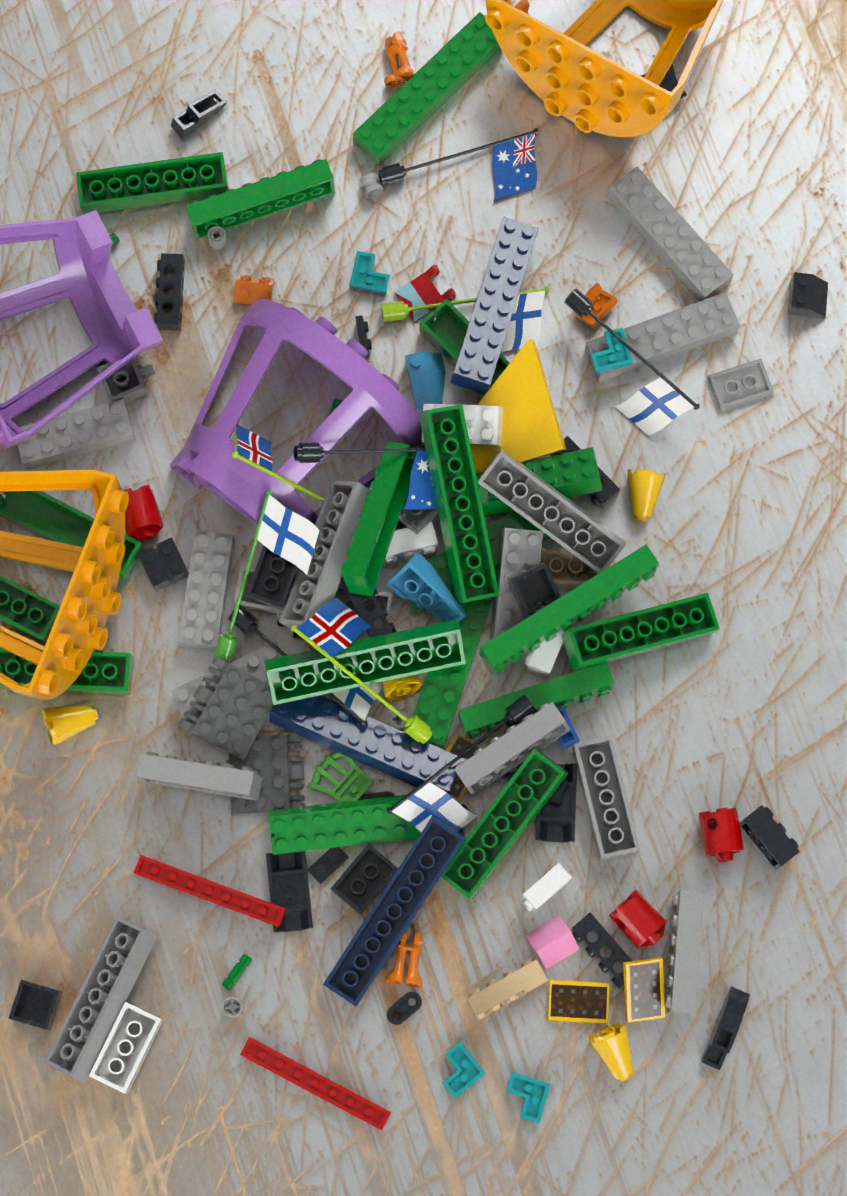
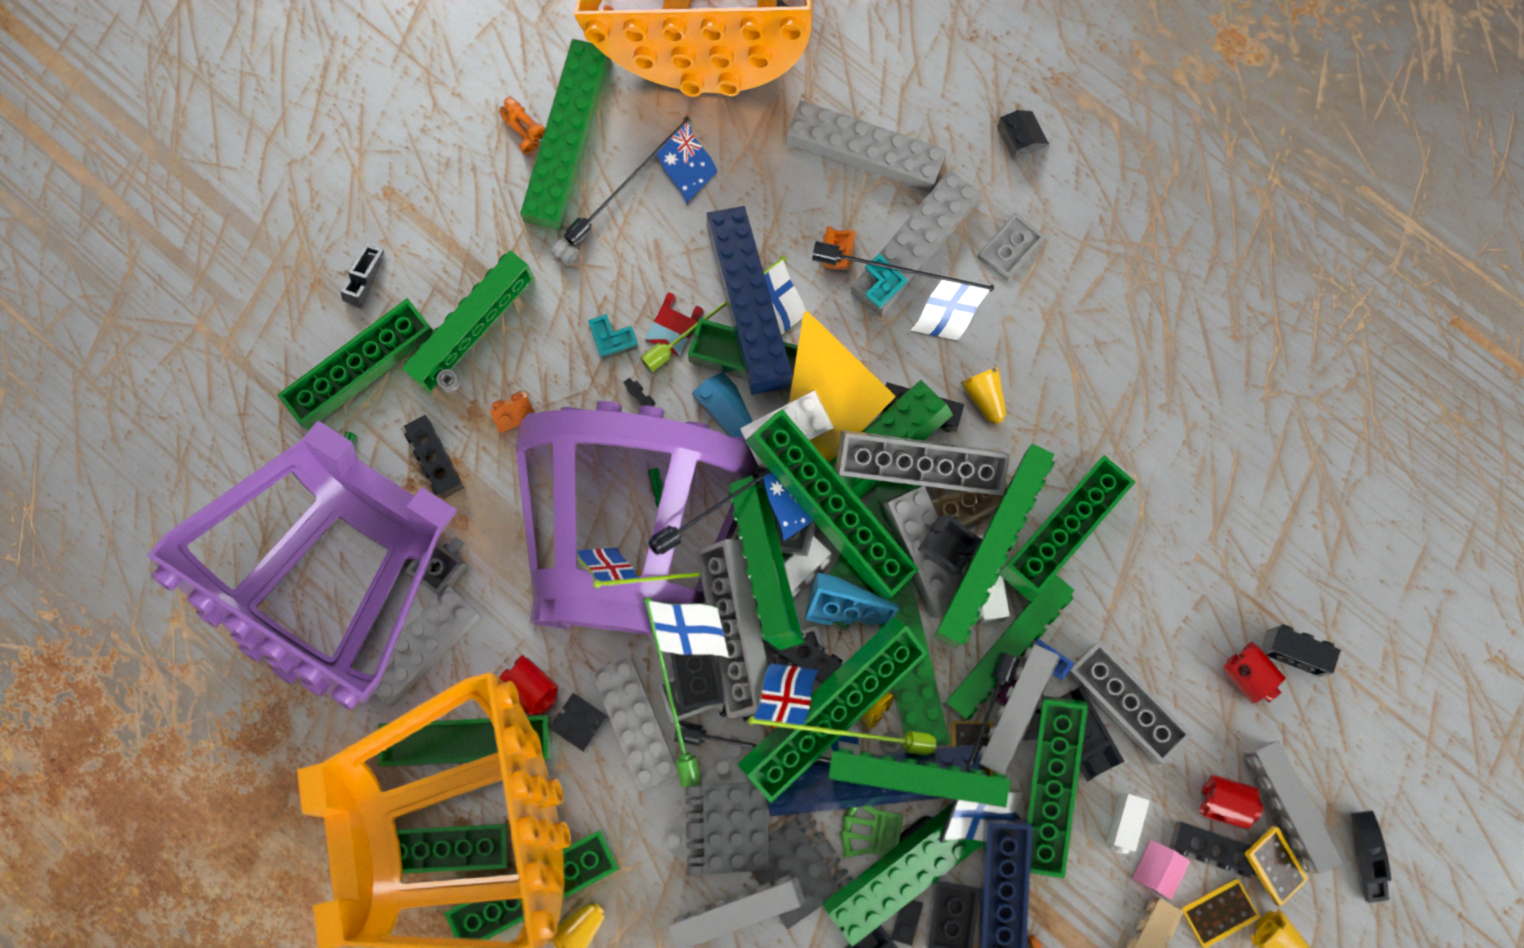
camera: 25 degrees left, 0 degrees up
(398, 752) = (920, 779): none -> green brick

